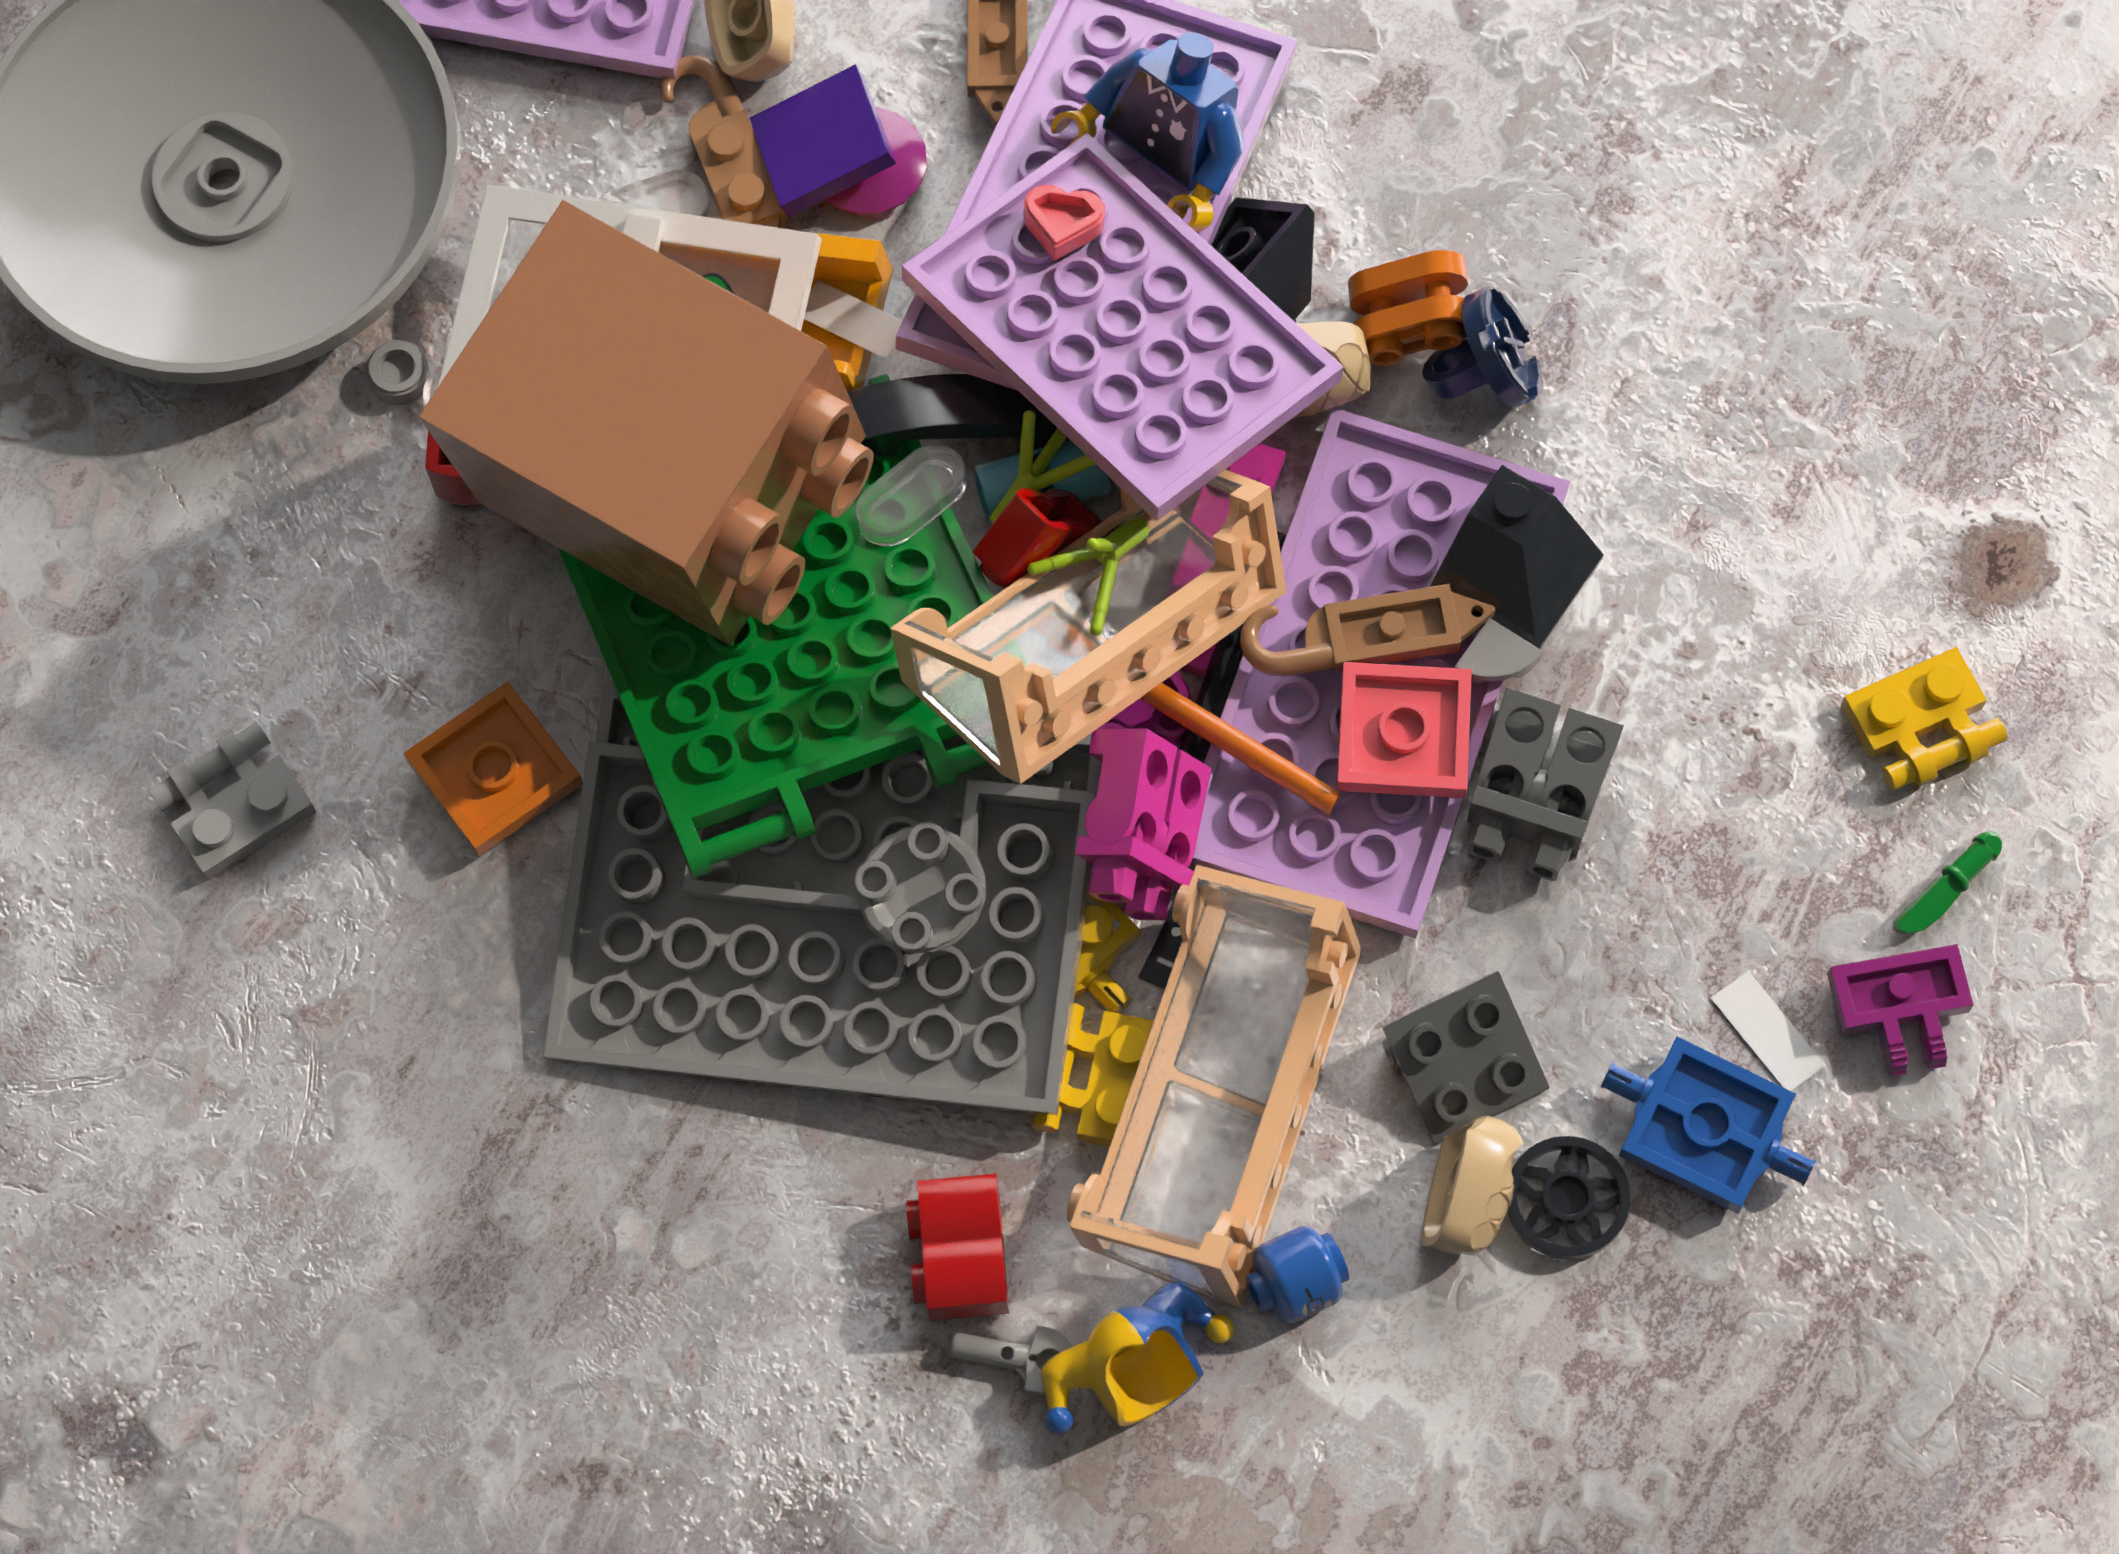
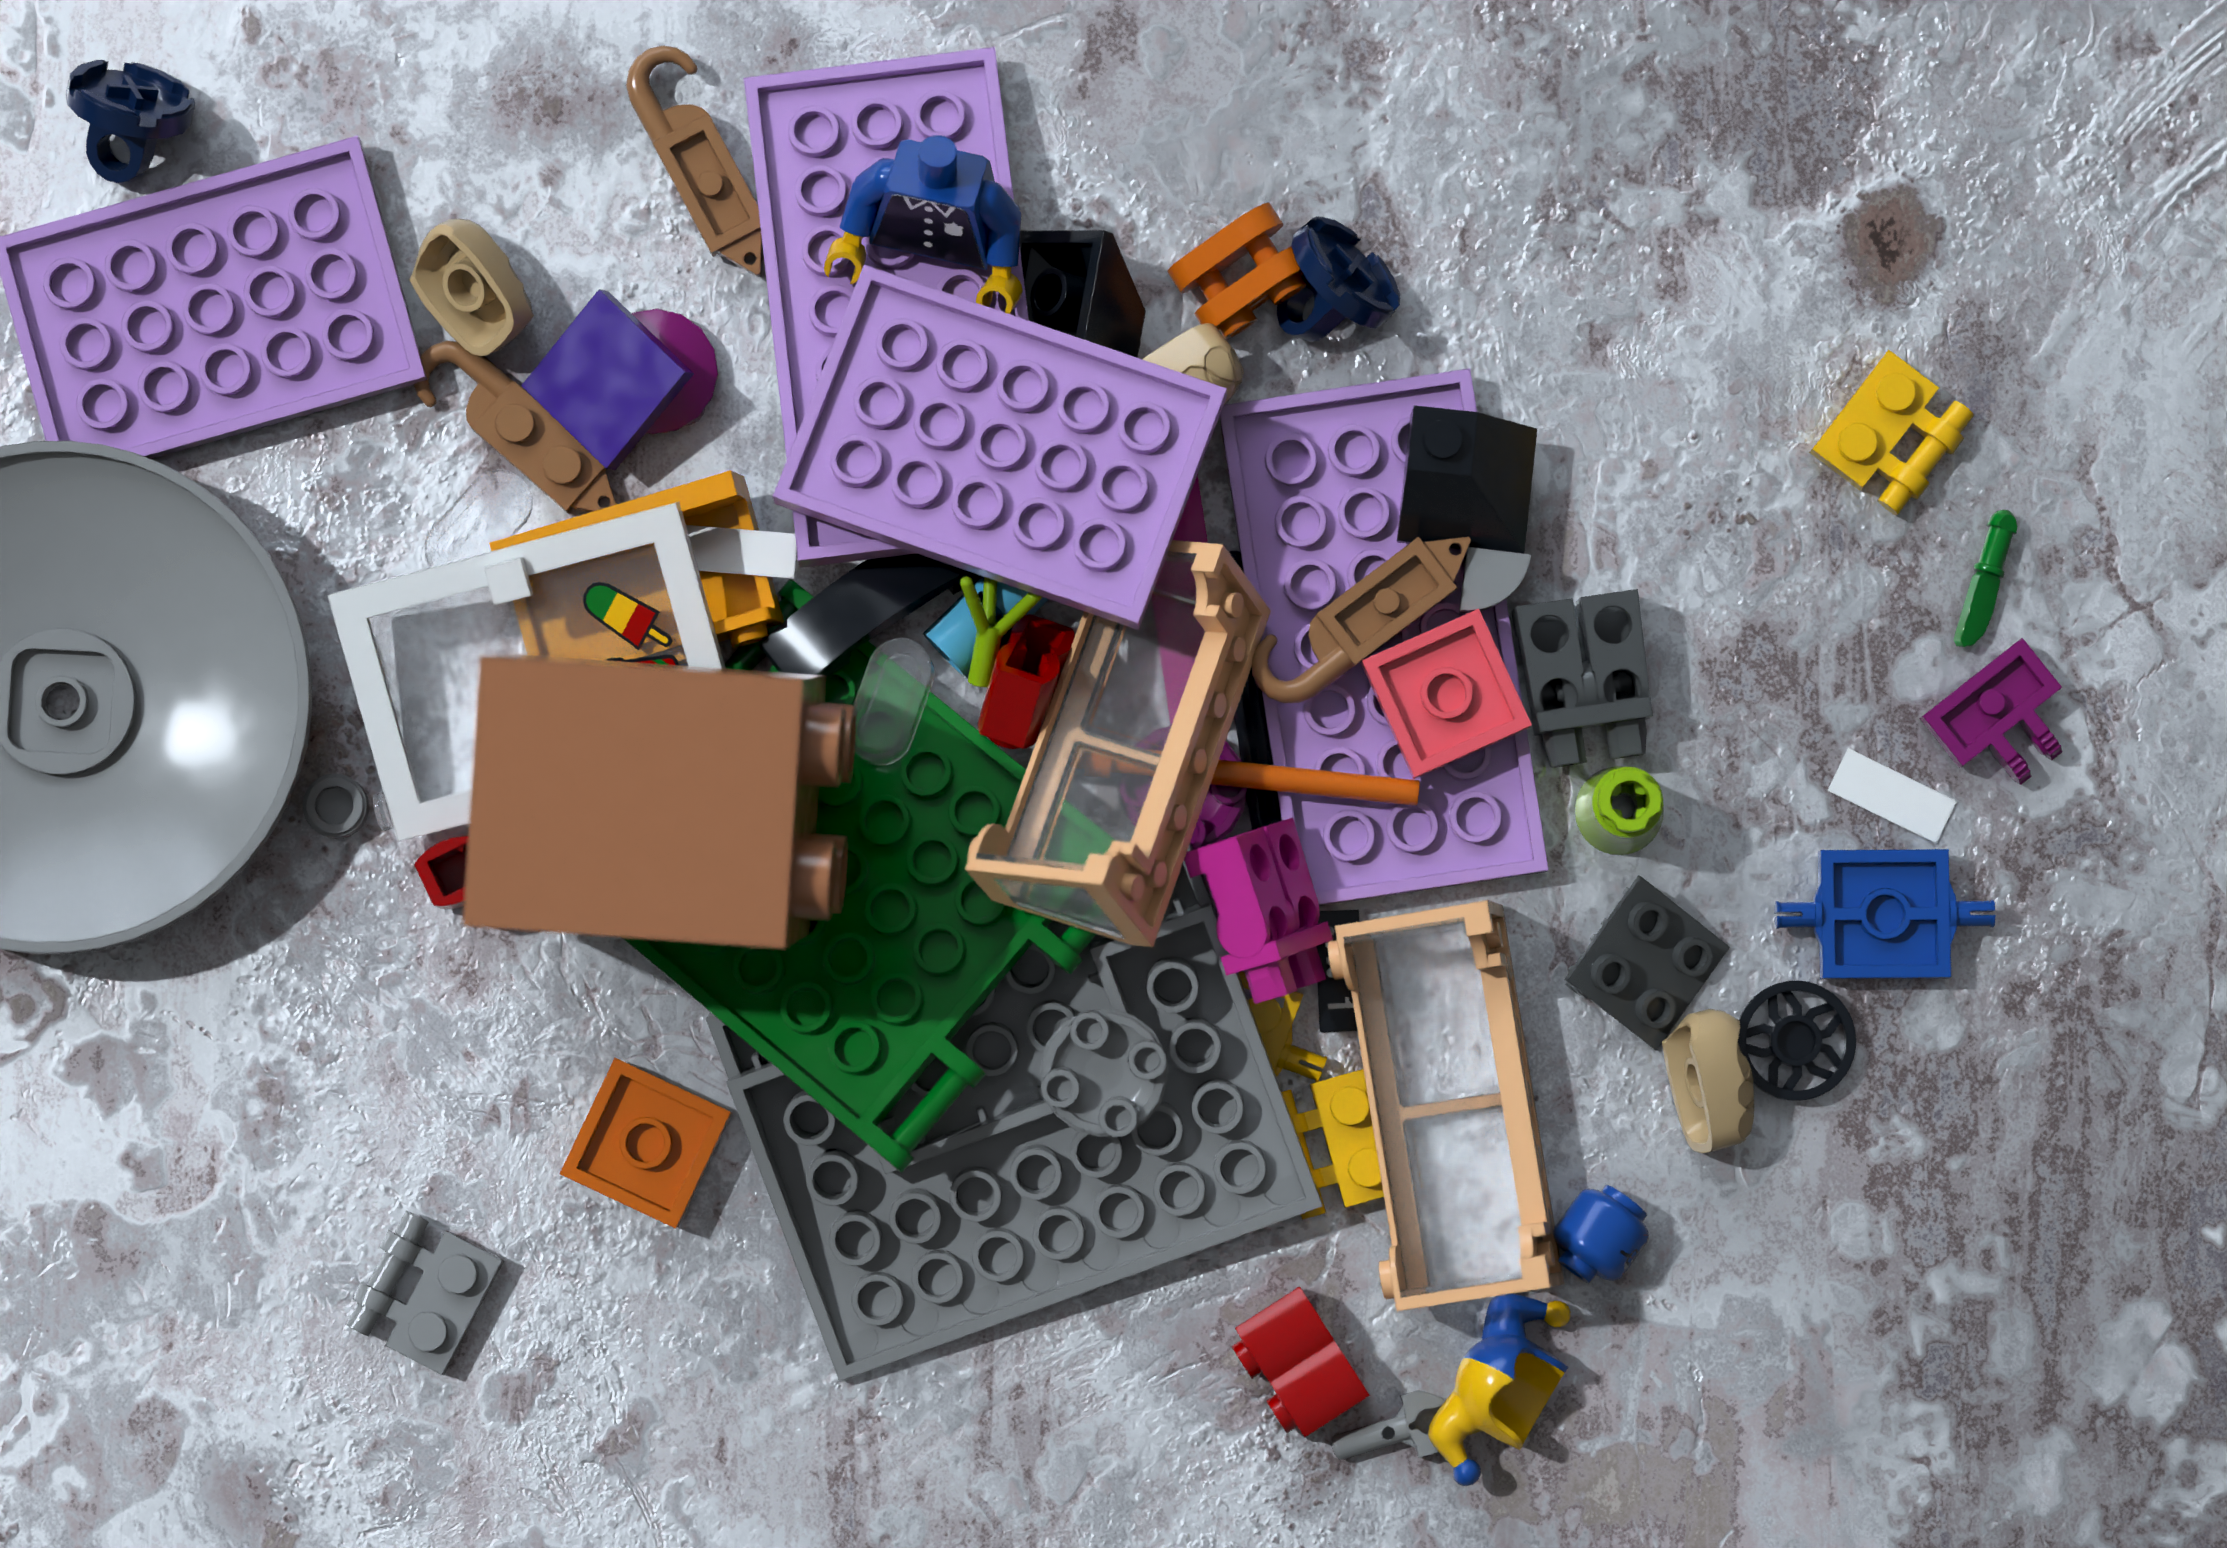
camera: 30 degrees left, 15 degrees up
(1063, 219) = (895, 372): coral tile -> none
(1108, 552) = (1099, 675): lime plant -> none
(1509, 928) = (1605, 826): none -> lime plant

